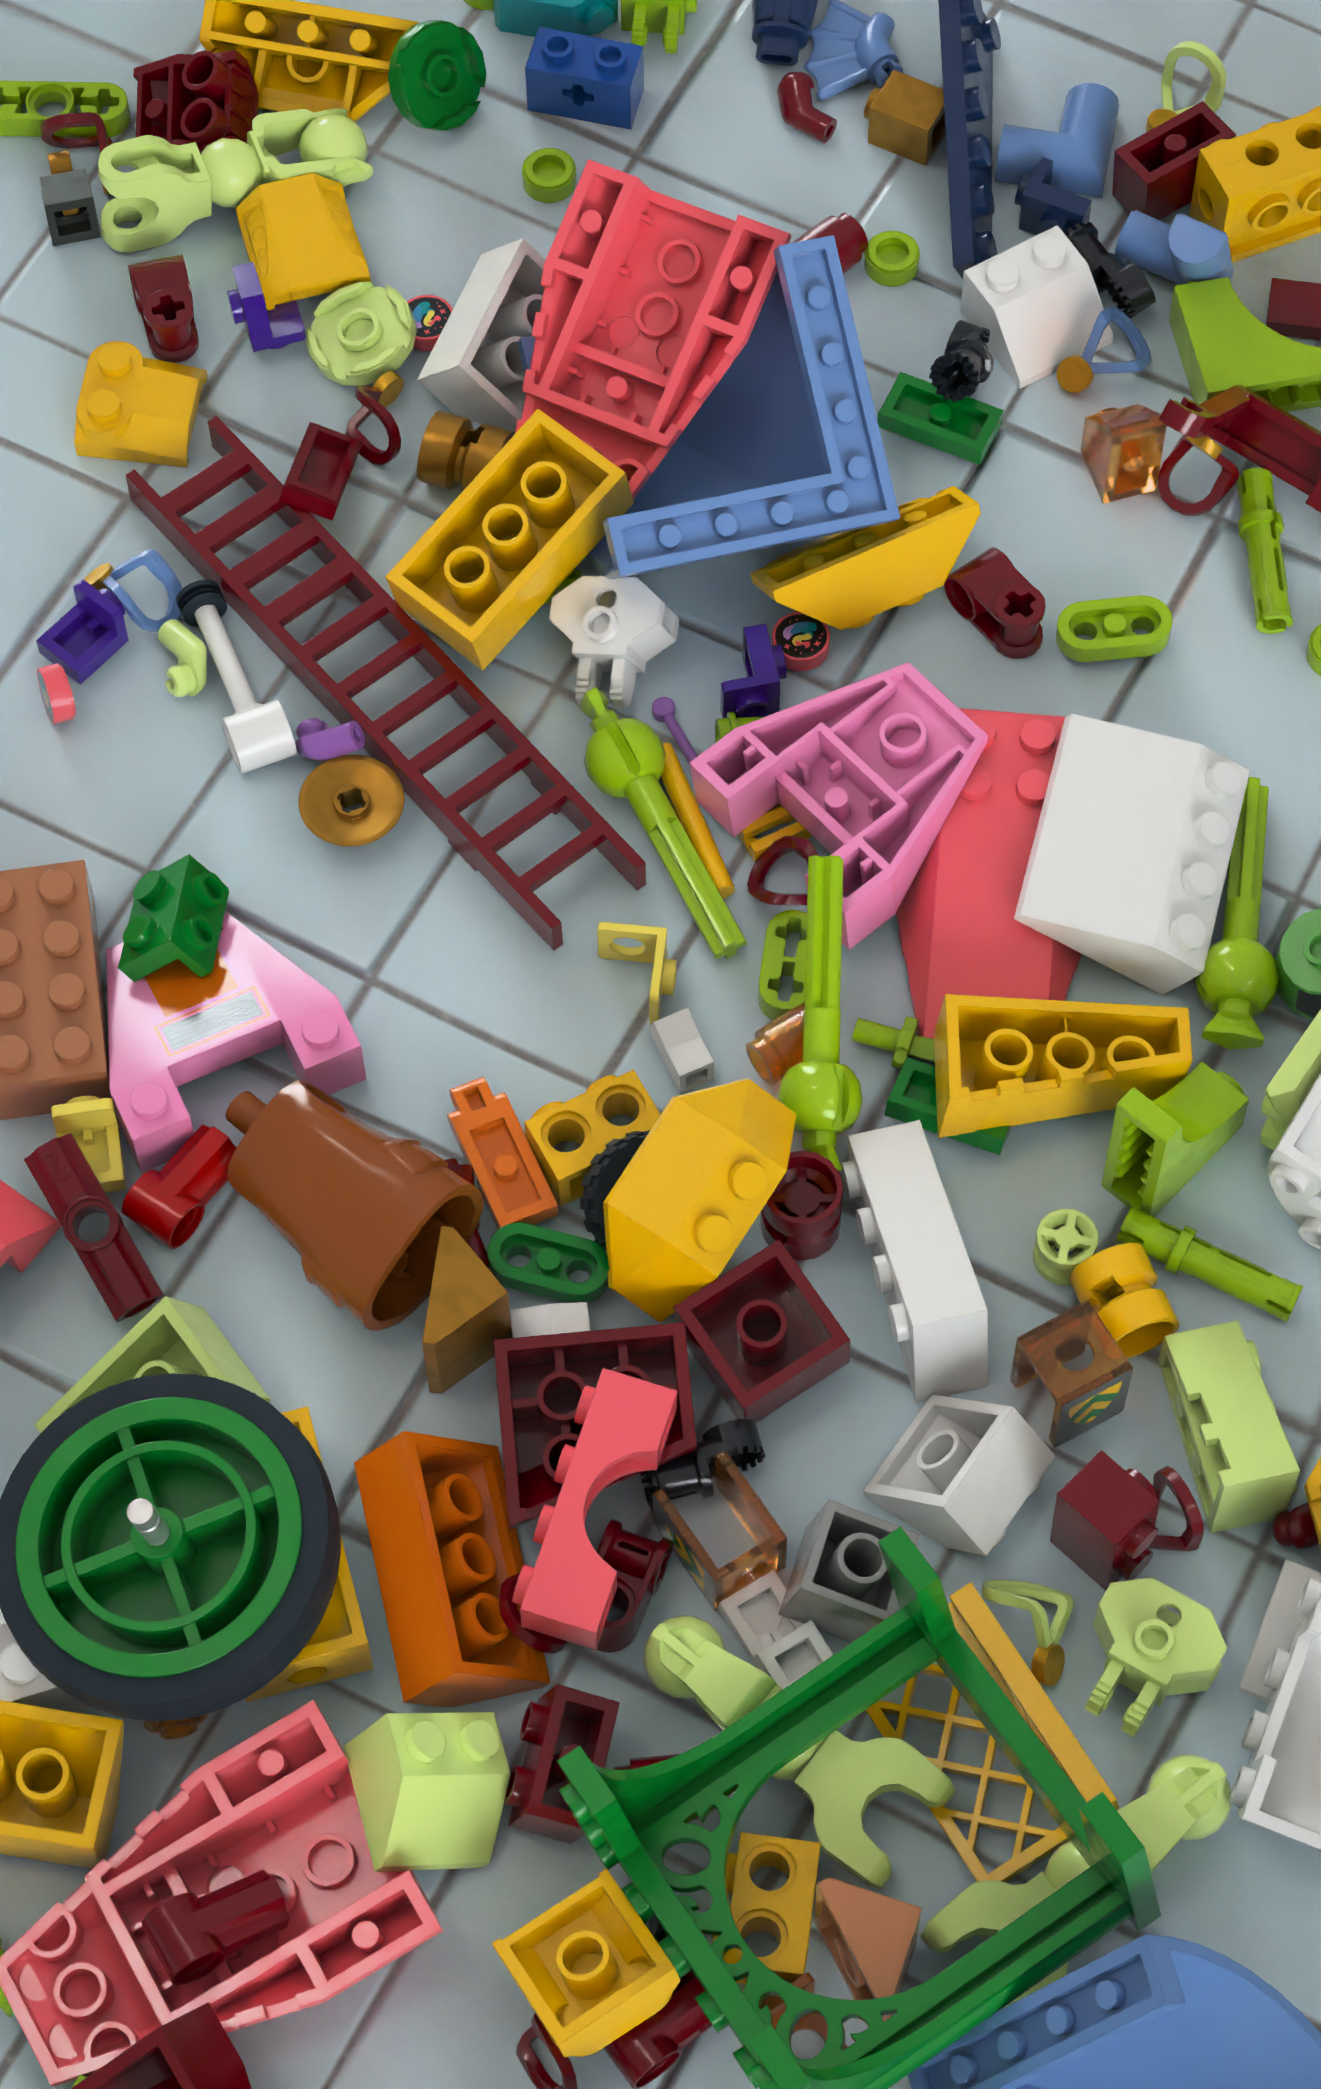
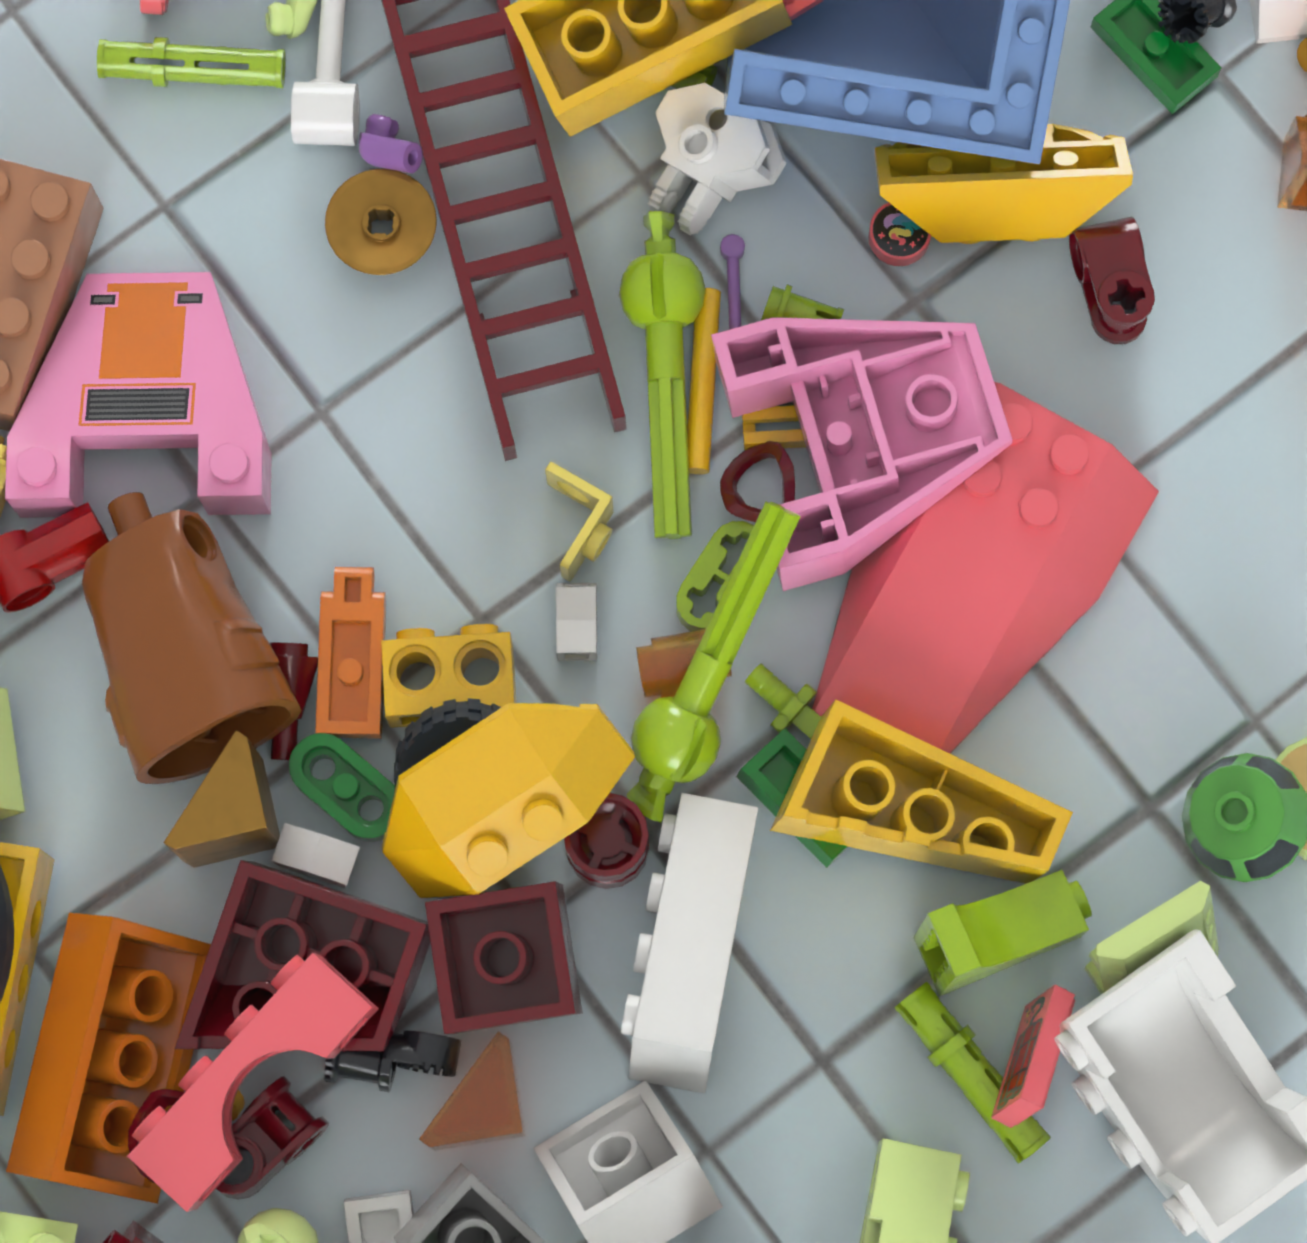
camera: 25 degrees right, 15 degrees up
(118, 745) = (118, 61): none -> lime pin
(173, 918) = (155, 279): green bracket -> none
(723, 1582) = (336, 1144): clear orange piece -> none
(760, 690) = (848, 249): dark purple bracket -> none
(805, 1465) = (483, 1104): none -> clear orange slope
(1068, 1232) = (841, 977): yellowish green wheel -> none
(1080, 1396) = (752, 1159): clear orange piece -> none
(1112, 627) = (1215, 351): lime plate -> none
(1122, 1294) = (867, 1078): yellow wheel -> none
(1133, 850) = (1106, 613): white slope -> none
(1239, 970) = (1147, 787): lime piece -> none
(1256, 1220) = (1033, 1057): none -> coral tile

